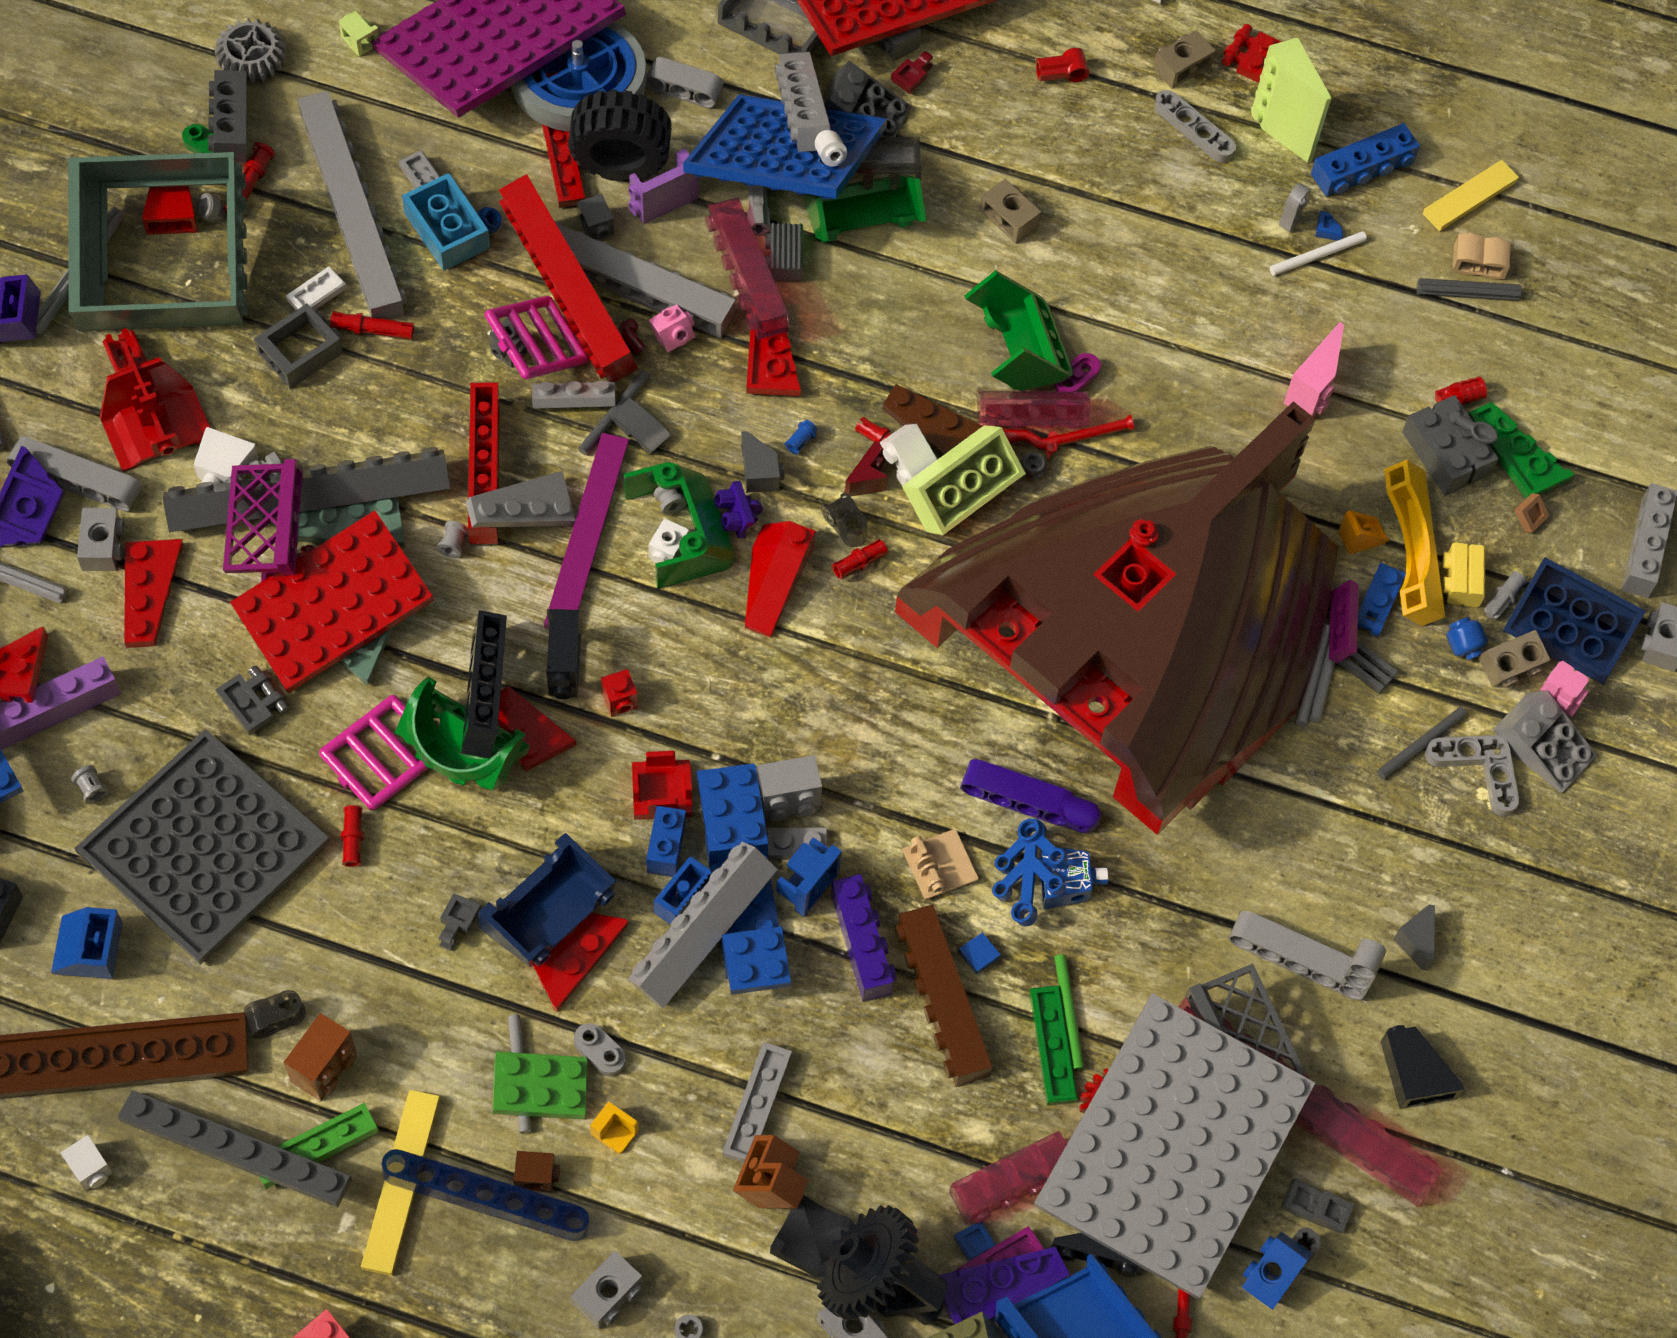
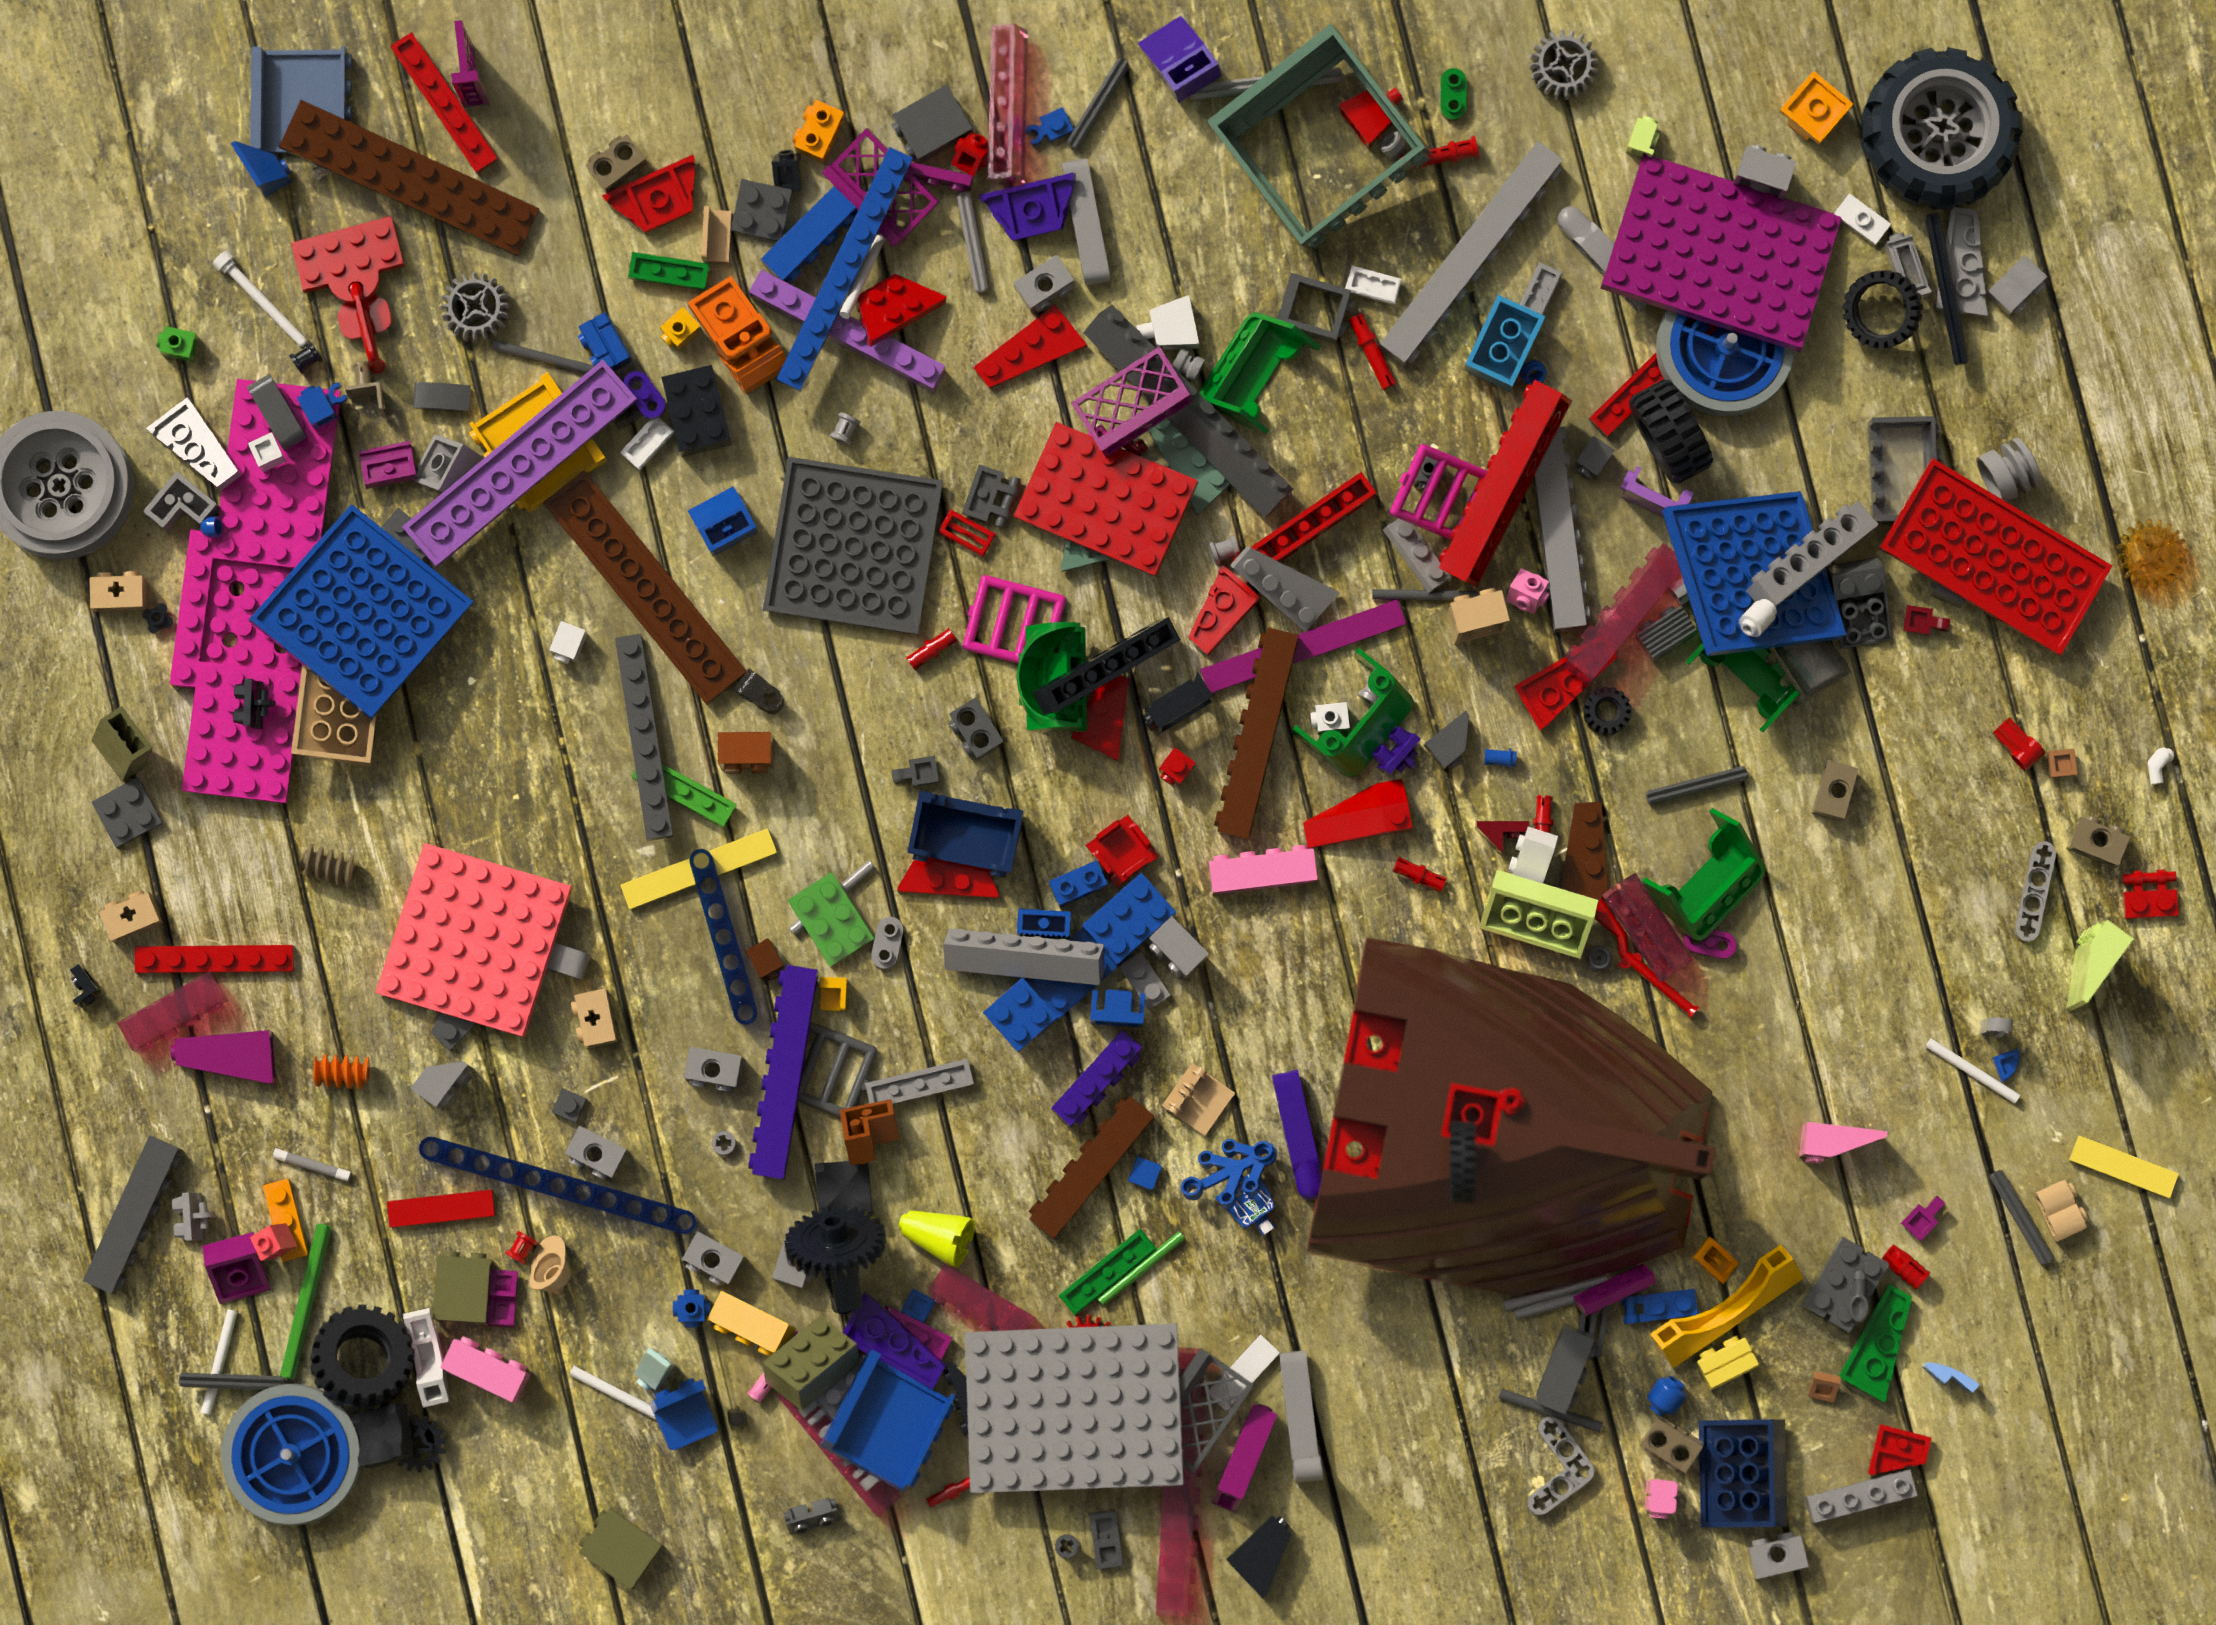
camera: 65 degrees right, 20 degrees up
(147, 405) = (1176, 238): red piece -> none
(229, 113) = (1517, 79): dark grey brick -> none
(273, 751) = (986, 543): none -> red tile
(300, 416) = (1249, 364): none -> green windscreen
(429, 116) = (1590, 242): none -> light grey piece
(457, 834) = (981, 726): none -> dark grey brick
(505, 573) = (1224, 609): none -> wing
(630, 337) = (1500, 561): dark red arm -> none
(639, 608) = (1258, 733): none -> reddish brown brick
(640, 424) = (1424, 624): dark grey slope -> none
(645, 1165) = (847, 1042): none -> dark grey bar
(660, 1219) = (784, 1073): none -> dark purple brick
(666, 368) = (1477, 616): none -> tan brick
(684, 82) = (1780, 438): light grey beam -> none
(766, 680) = (1262, 871): none -> bright pink brick
(820, 321) = (1621, 703): none -> black tyre
(843, 516) = (1450, 838): clear smoke piece -> none
(917, 1173) = (939, 1234): none -> neon yellow cone
(932, 308) = (1697, 785): none -> dark grey axle
(1100, 47) = (2062, 763): none -> medium nougat plate
(1167, 568) = (1462, 1162): none -> black tyre
(1219, 961) = (1249, 1366): none -> white tile
(1271, 1287) = (1043, 1538): blue brick -> none
(1316, 1028) = (1244, 1457): none -> magenta slope
(1365, 160) = (2095, 1057): blue brick -> none
(1395, 697) = (1565, 1369): none -> dark grey piece
(1418, 937) = (1374, 1497): dark grey slope -> none
(1425, 359) = (1920, 1220): none -> magenta plate
(1505, 595) = (1730, 1405): light grey axle -> none
(1545, 739) = (1614, 1507): light grey slope -> none
(1575, 416) = (1944, 1373): none -> light blue slope
(1621, 491) = (1897, 1450): none -> red wing

